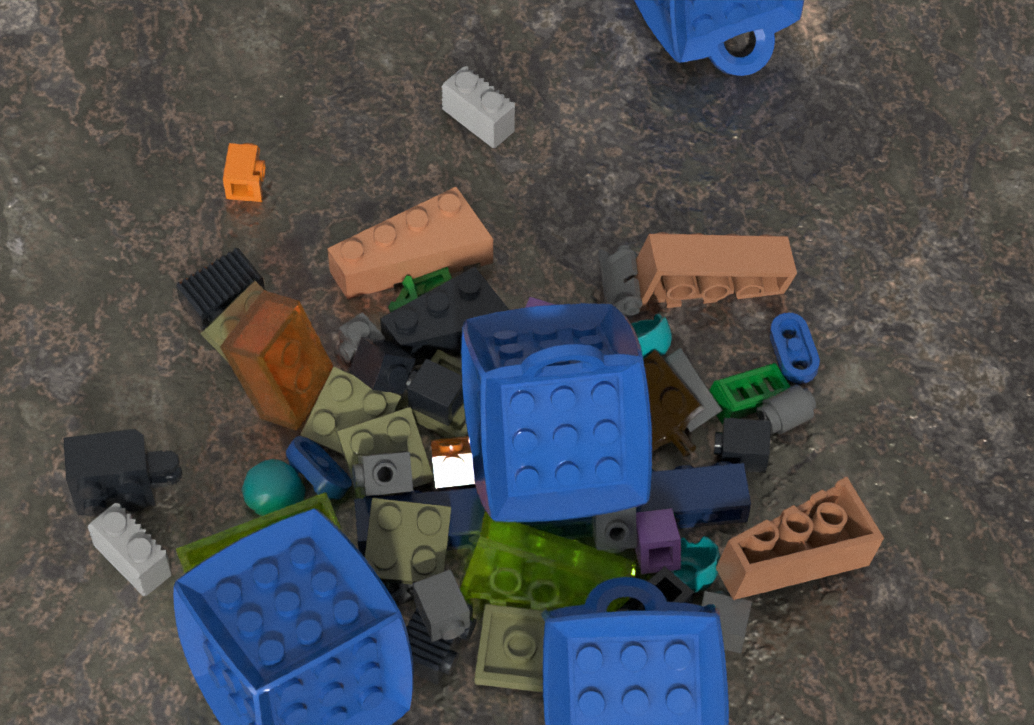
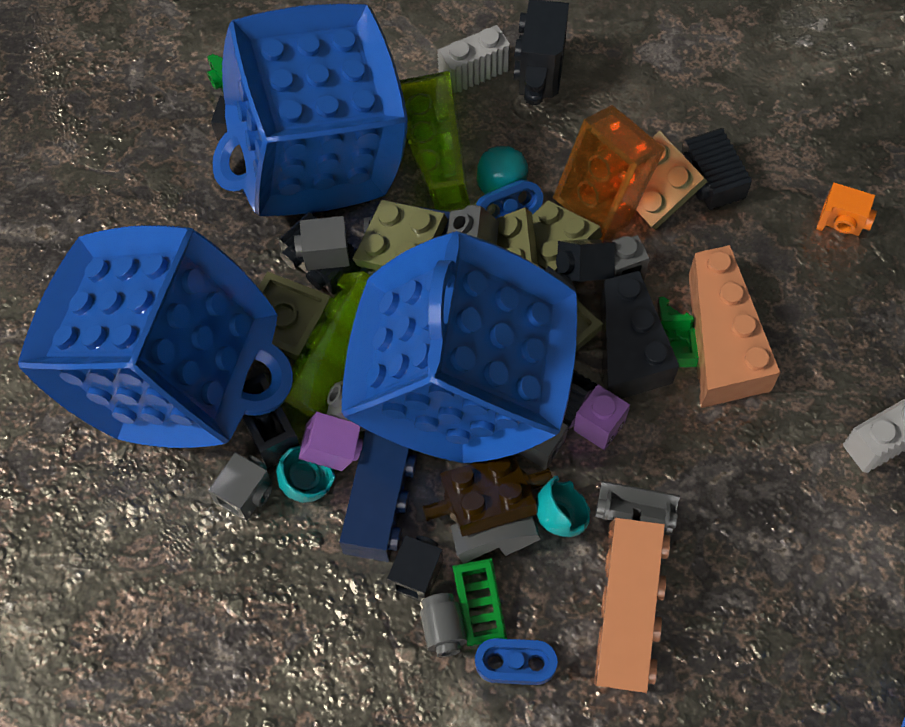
camera: 110 degrees right, 5 degrees up
(802, 544) = (279, 581): nougat wedge -> none

